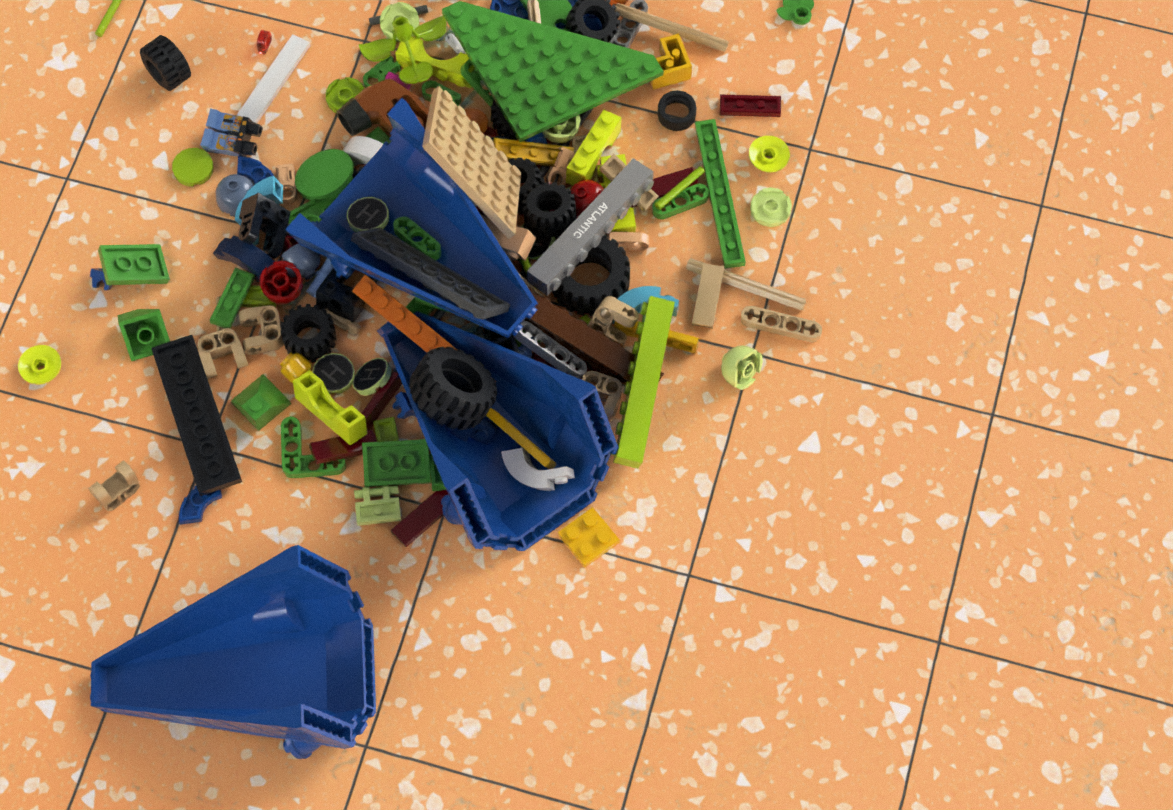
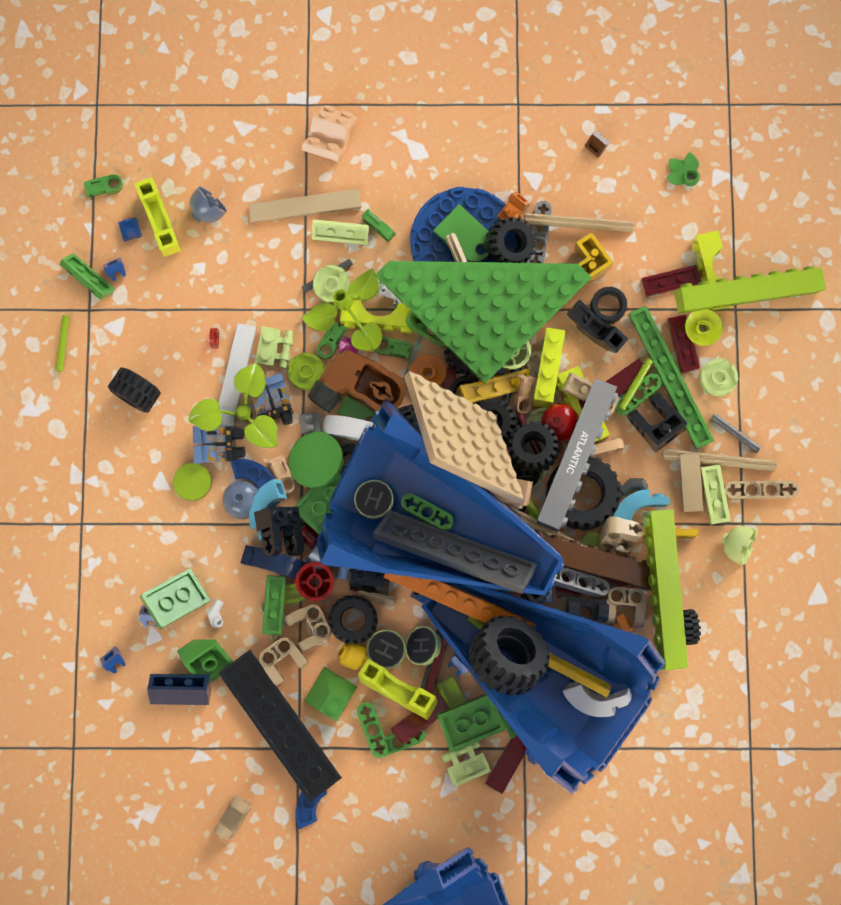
camera: 15 degrees left, 15 degrees up
(34, 358) = (115, 722): neon yellow dish -> none
(48, 307) = (111, 658): none -> blue tile
(105, 351) = (179, 689): none -> dark blue brick
(168, 294) = (214, 614): none -> white arm
(274, 127) = (261, 431): none -> lime plant
(297, 119) = (279, 404): none -> hips
(315, 64) = (268, 347): none -> yellowish green plate
(332, 140) = (310, 423): none -> light grey tile
(588, 537) = (655, 739): yellow plate -> none
(646, 282) = (633, 483): none -> dark grey arm
(654, 127) = (595, 329): none -> black arch
(657, 429) = (691, 627): none -> black tyre
(694, 238) = (666, 430): none -> black brick
(730, 315) = (715, 494): none -> yellowish green plate
(743, 168) = (683, 346): none -> dark red tile
(772, 263) = (736, 433): none -> dark grey bar
(797, 126) = (706, 248): none -> neon yellow arch
(826, 126) = (749, 290): none -> lime brick

